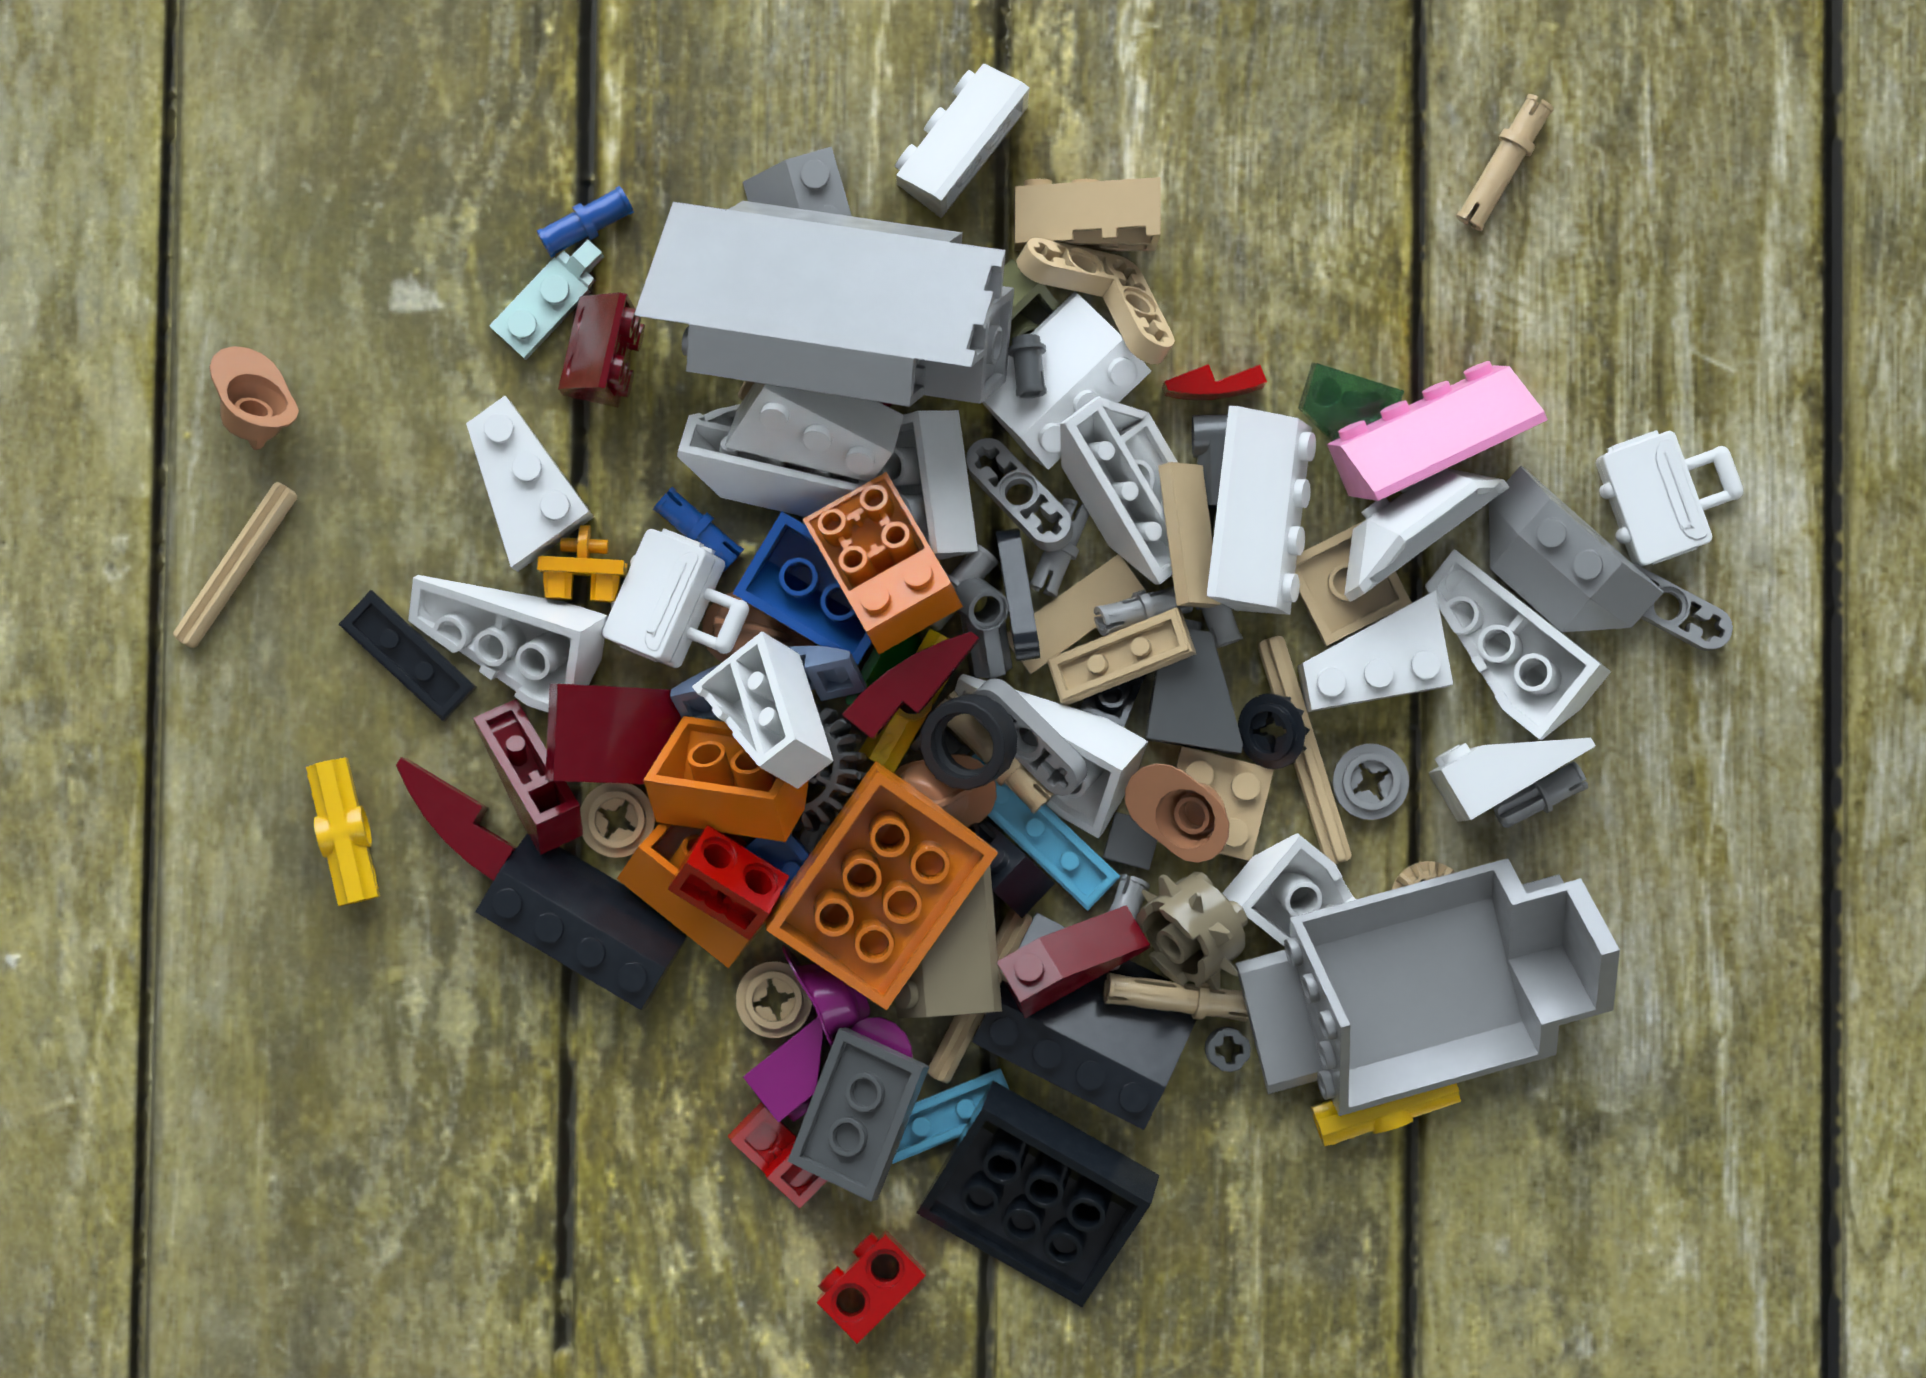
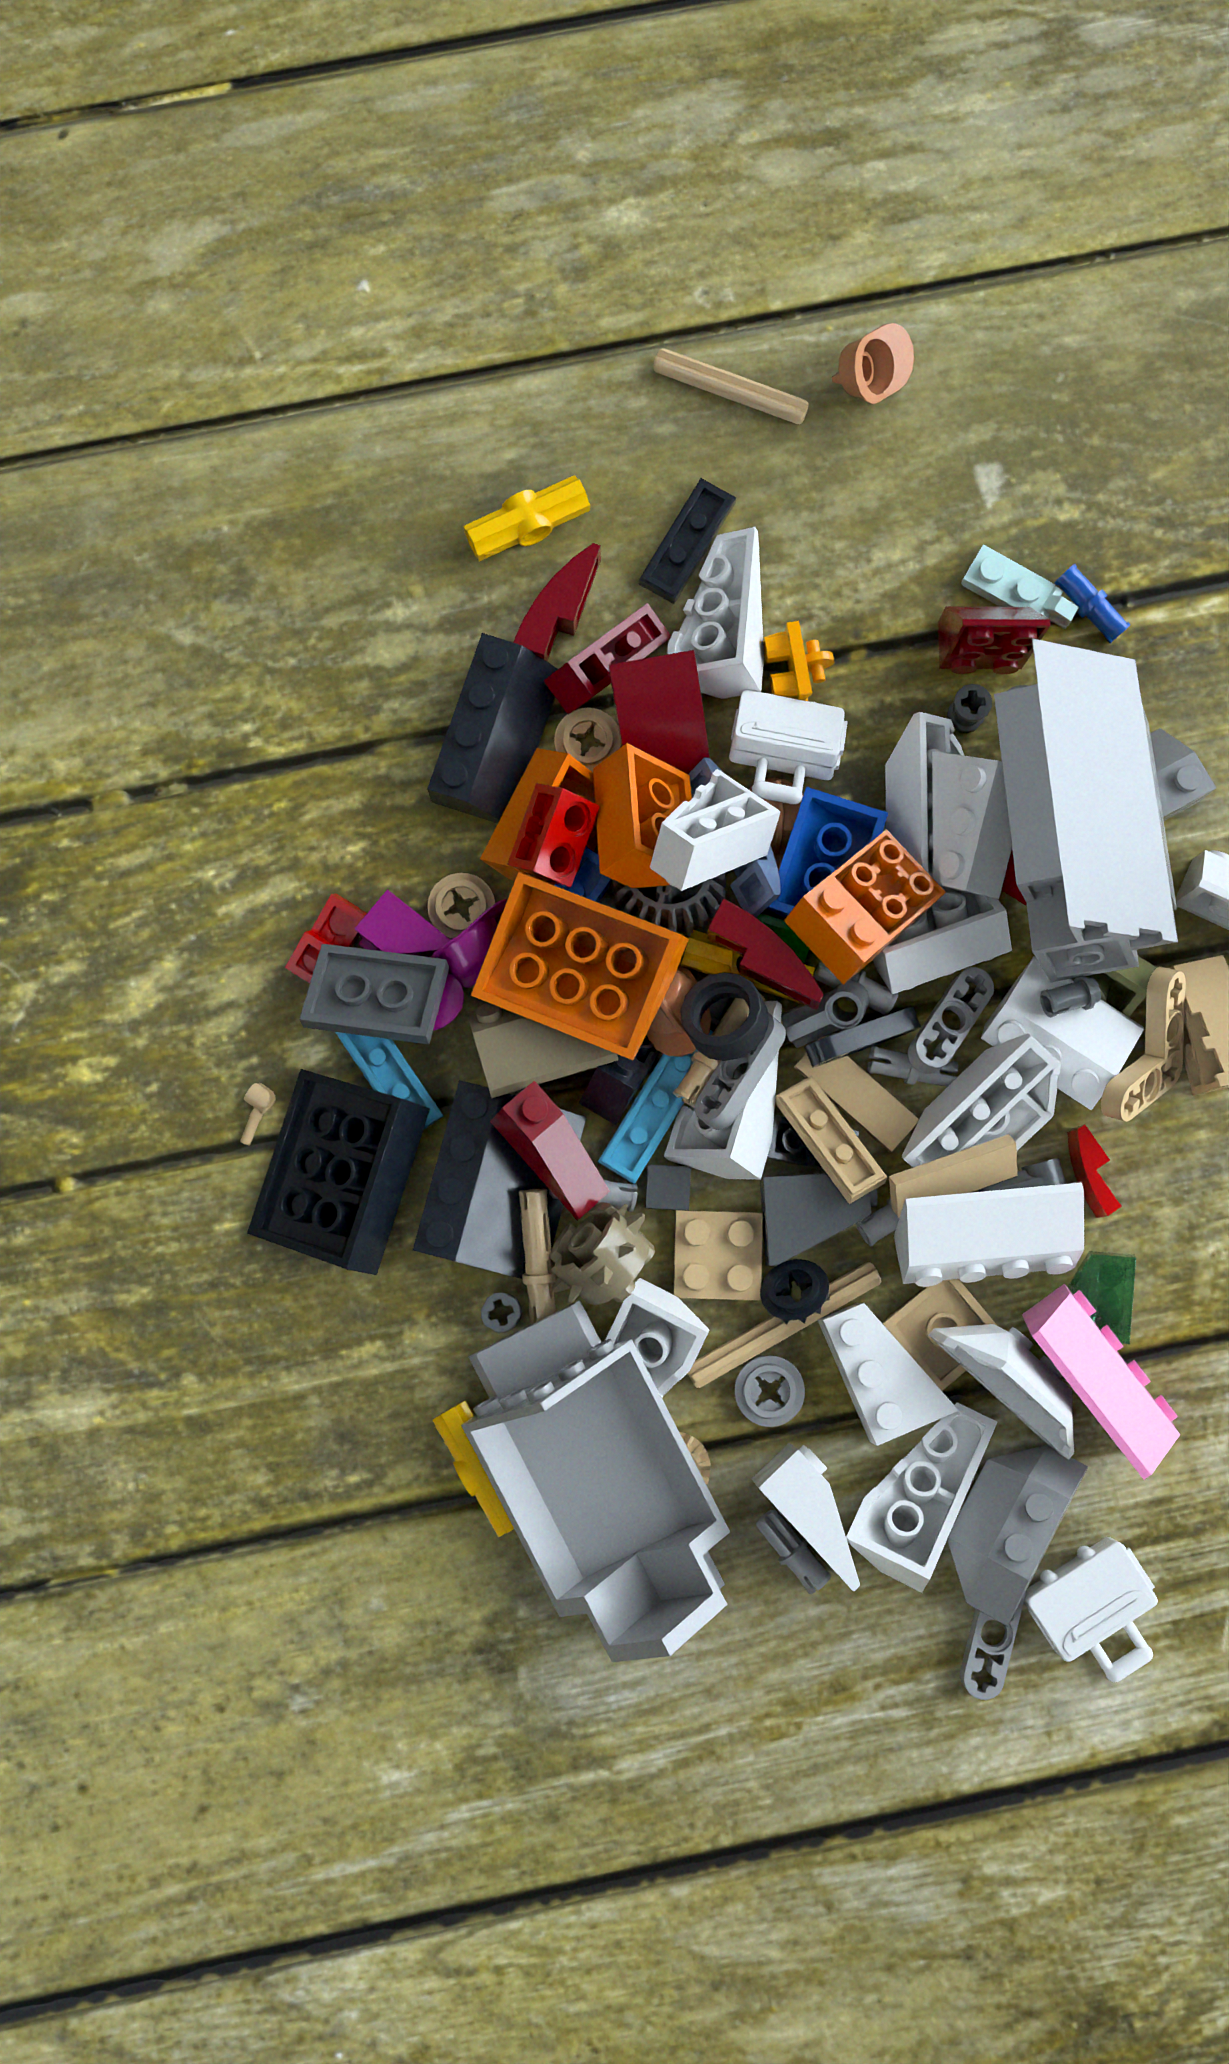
camera: 80 degrees right, 5 degrees down
(524, 485) = (856, 598): white wedge -> none
(667, 376) = (978, 700): none -> dark grey bush
(697, 526) = (854, 753): blue pin -> none
(879, 1293) = (225, 1048): red brick -> none
(939, 1263) = (262, 1100): none -> tan hand
(964, 1026) = (455, 1069): tan axle -> none
(1135, 609) = (872, 1138): light grey pin -> none
(1178, 812) = (704, 1218): nougat piece -> none

